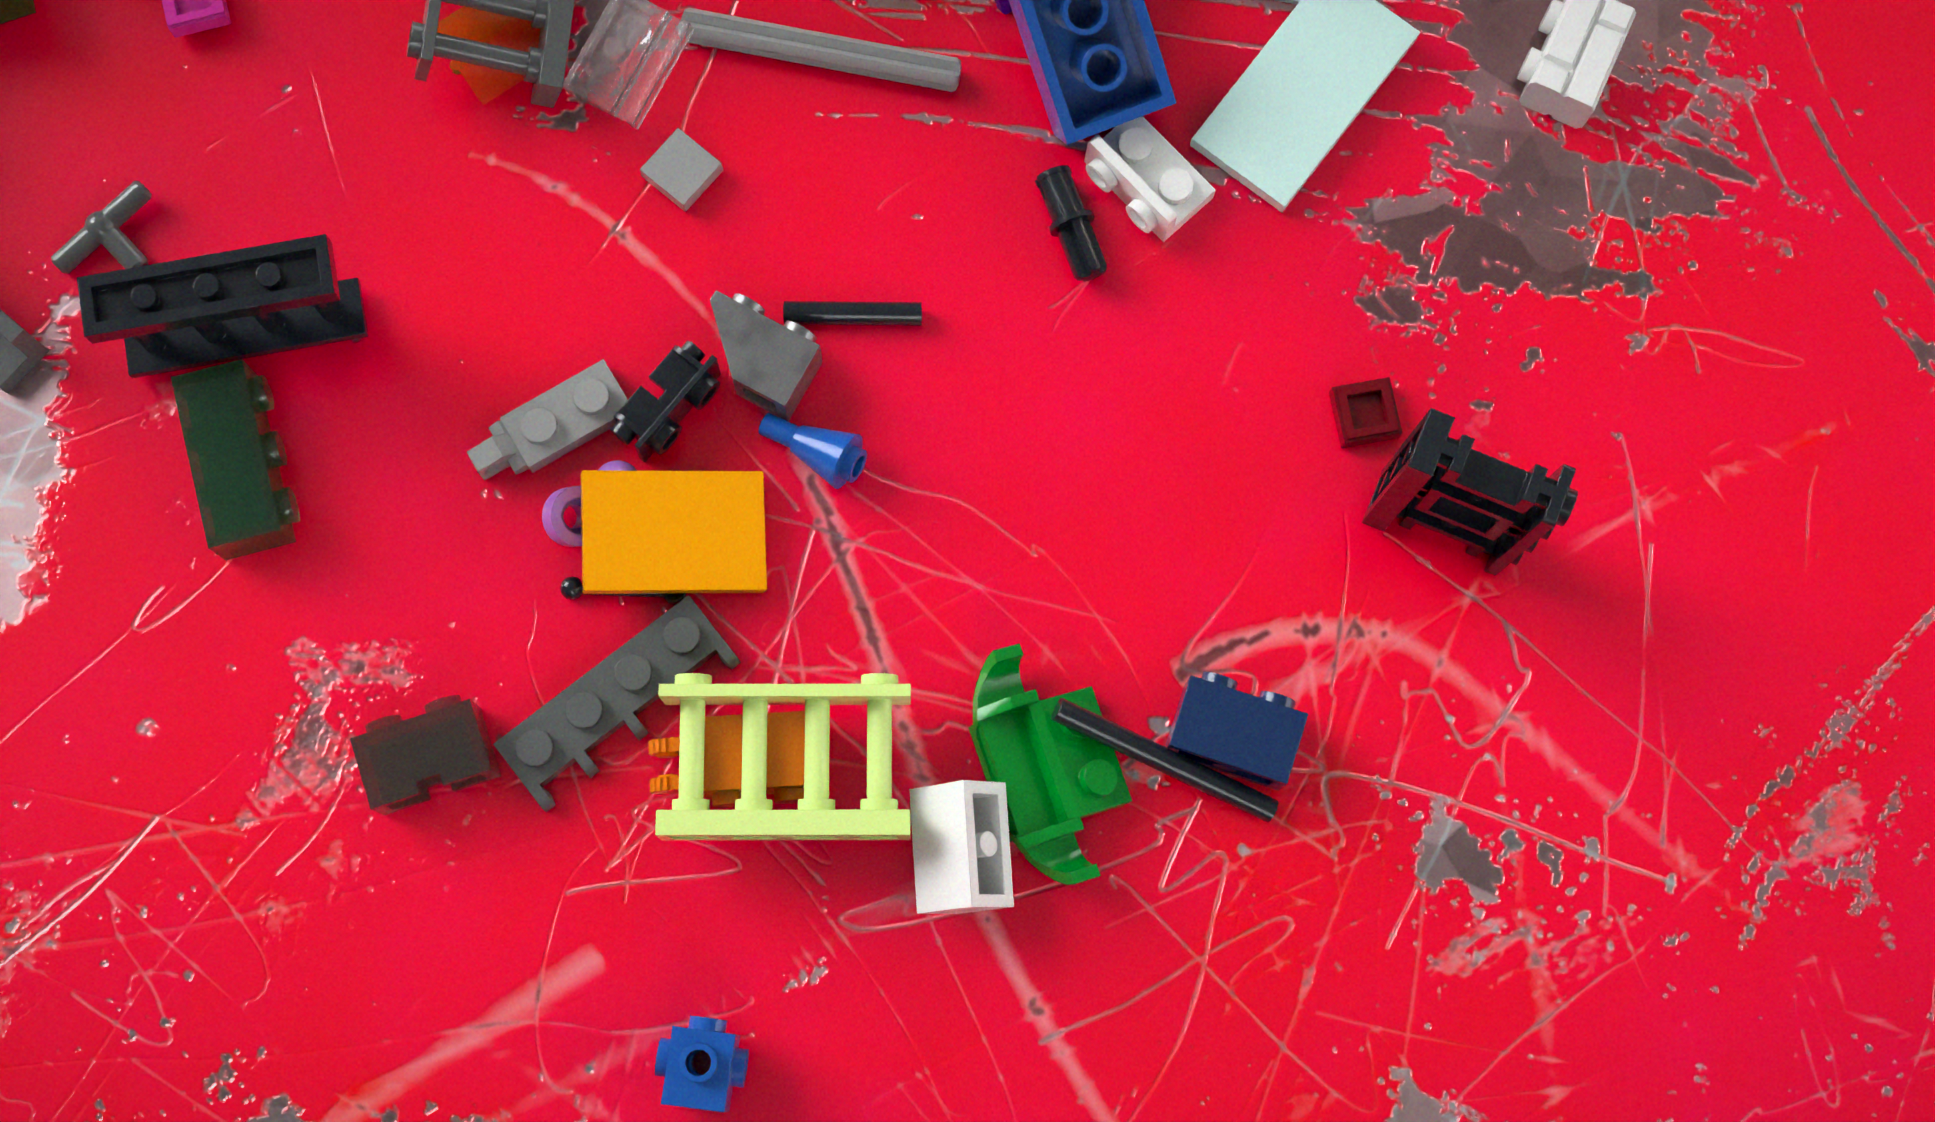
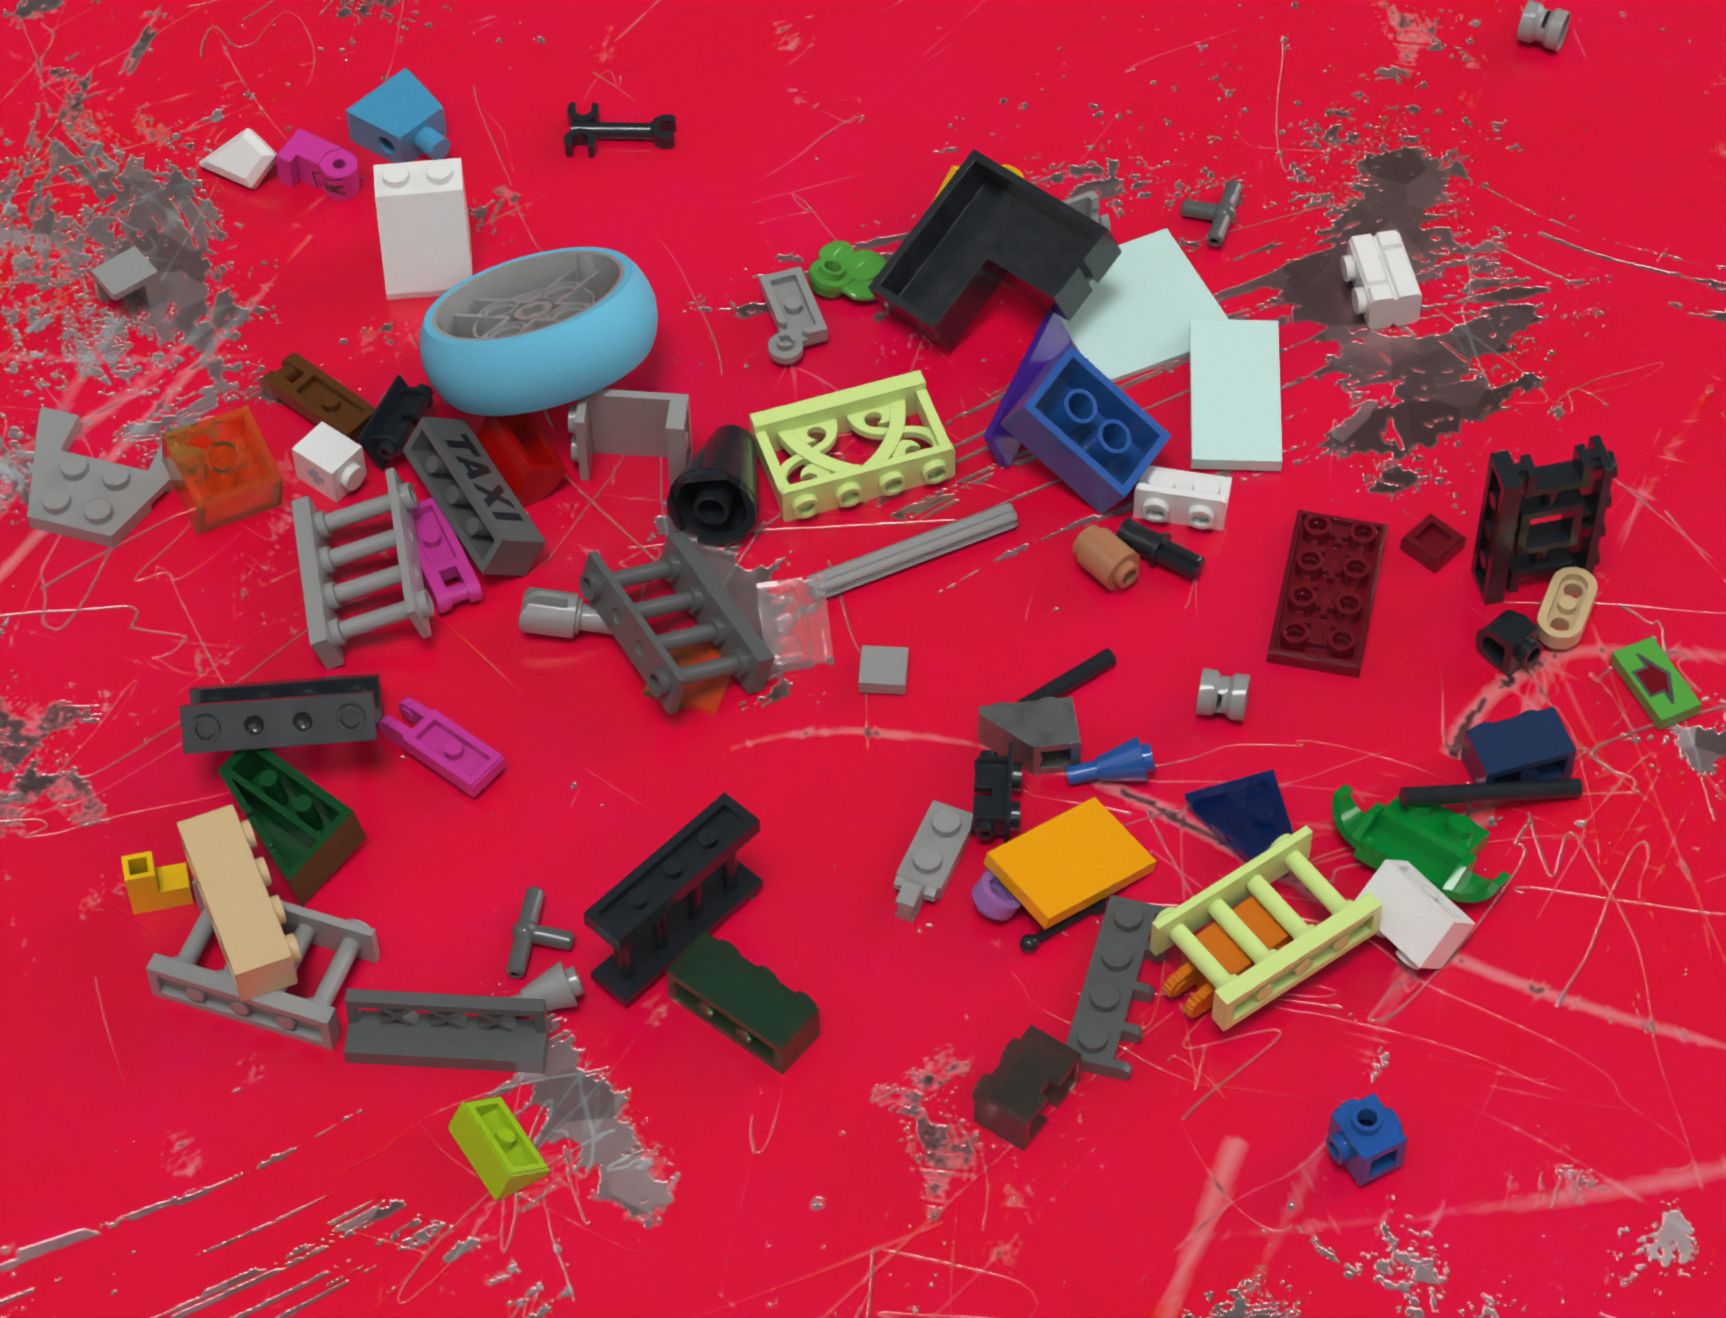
camera: 30 degrees left, 25 degrees down
(53, 308) = (556, 986): none -> light grey cone
(900, 607) = (1243, 813): none -> clear blue wing
(990, 444) = (1223, 694): none -> light grey wheel
(1004, 197) = (1106, 557): none -> nougat brick
(1205, 395) = (1327, 594): none -> dark red tile
(1341, 592) = (1509, 642): none -> black plate
(1434, 594) = (1564, 611): none -> tan plate
(1458, 746) = (1655, 683): none -> bright green tile

